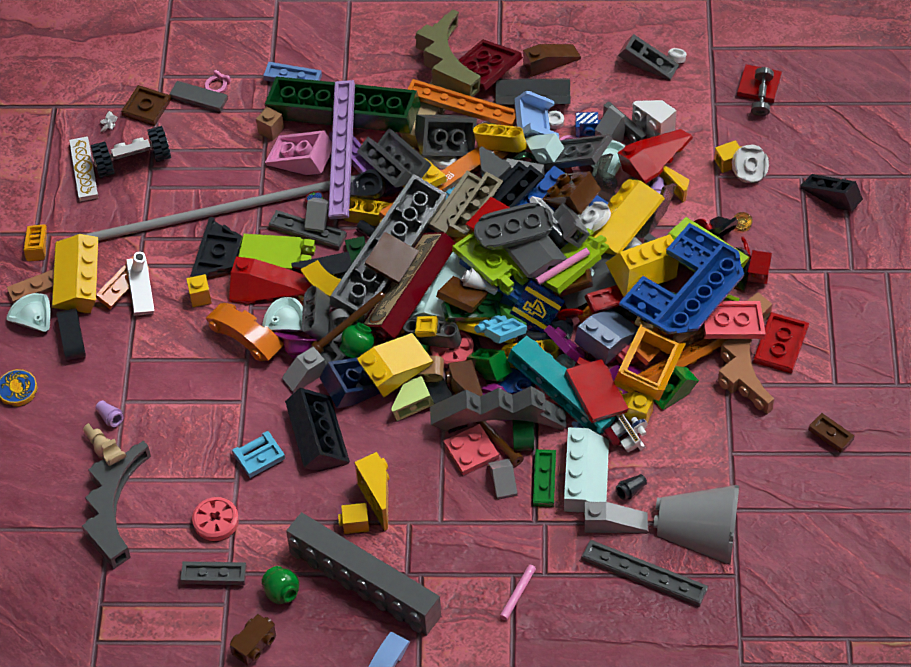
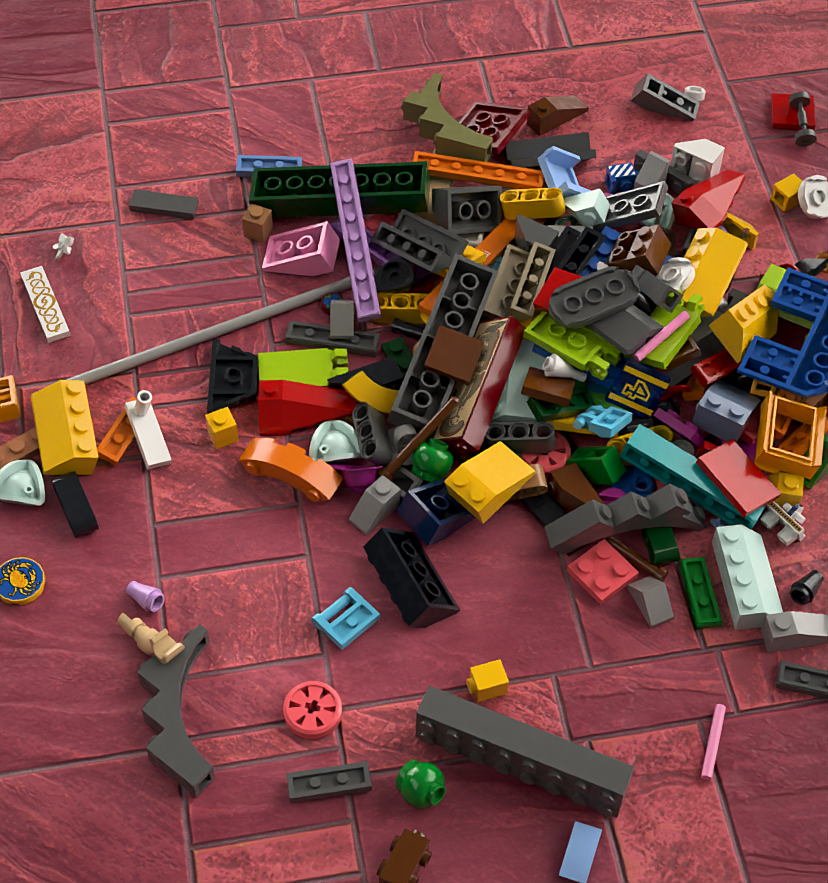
camera: 15 degrees left, 0 degrees up
(146, 105) = (103, 222): reddish brown tile -> none
(157, 144) = (129, 260): black plate -> none
(217, 75) = (191, 180): bright pink piece -> none
(373, 483) = (504, 636): yellow slope -> none
(412, 399) = (517, 519): yellowish green slope -> none
(426, 326) = (515, 430): yellow tile -> none
(556, 119) = (583, 177): white tile -> none
(612, 436) = (766, 530): dark red tile -> none

